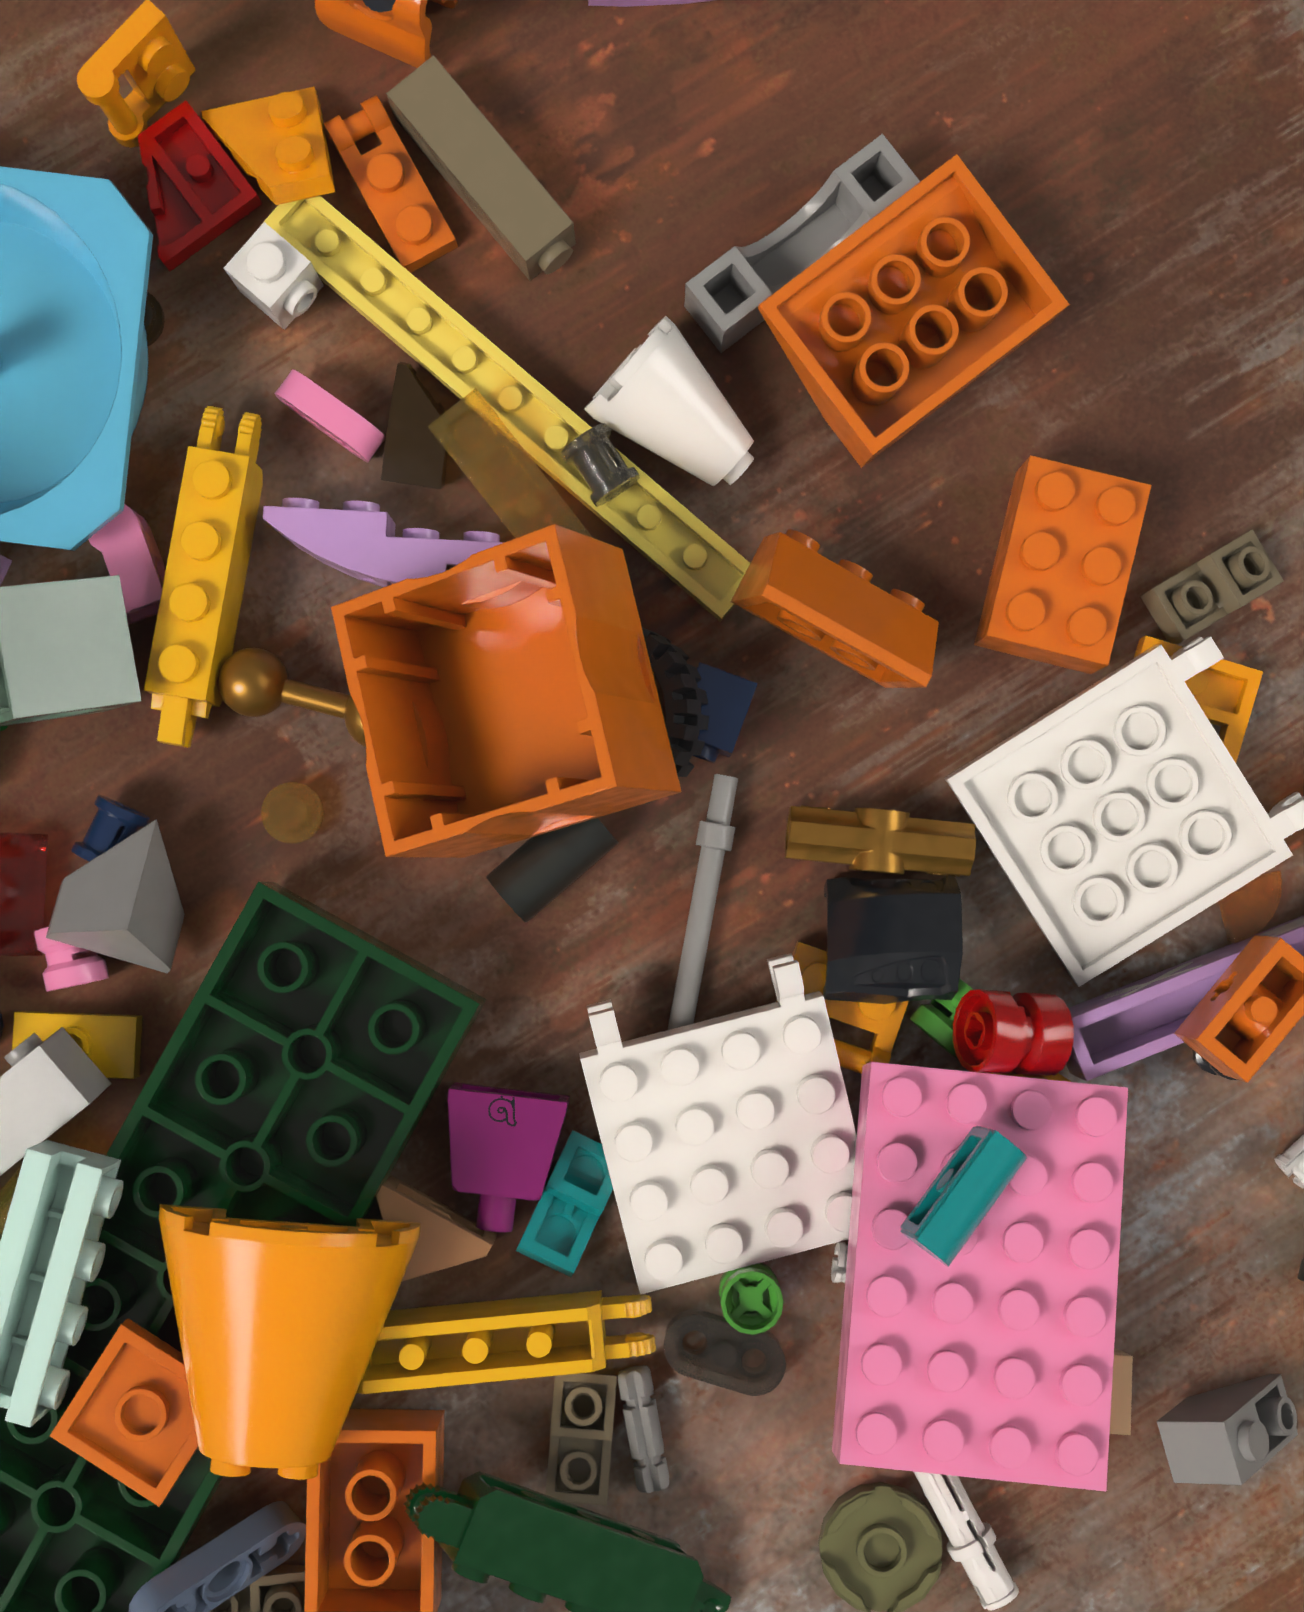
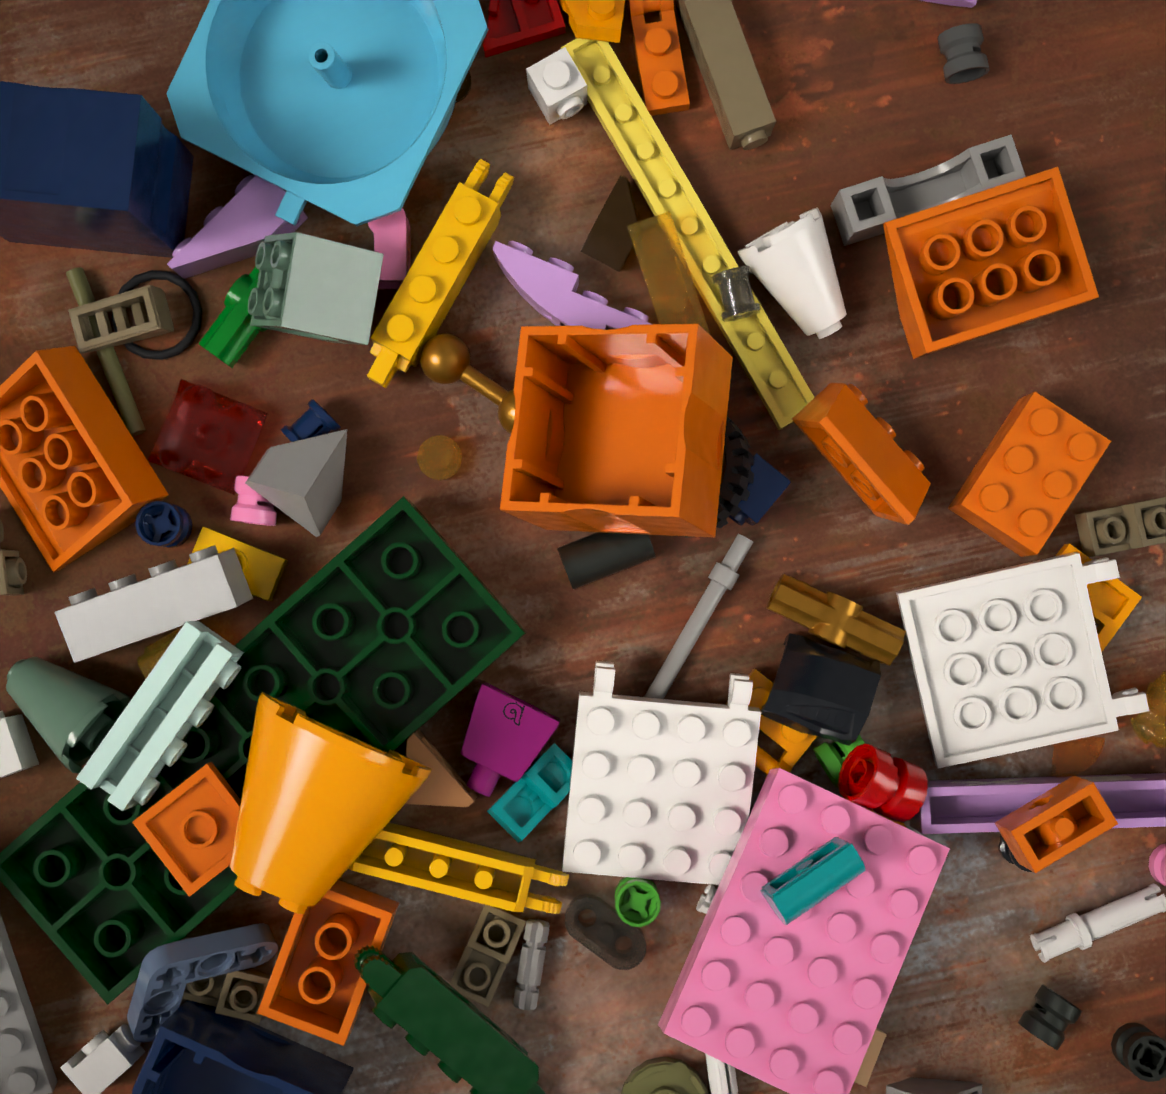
camera: 20 degrees right, 0 degrees up
(330, 415) = (561, 195): bright pink beam -> none
(784, 48) = (962, 50): none -> dark grey wheel

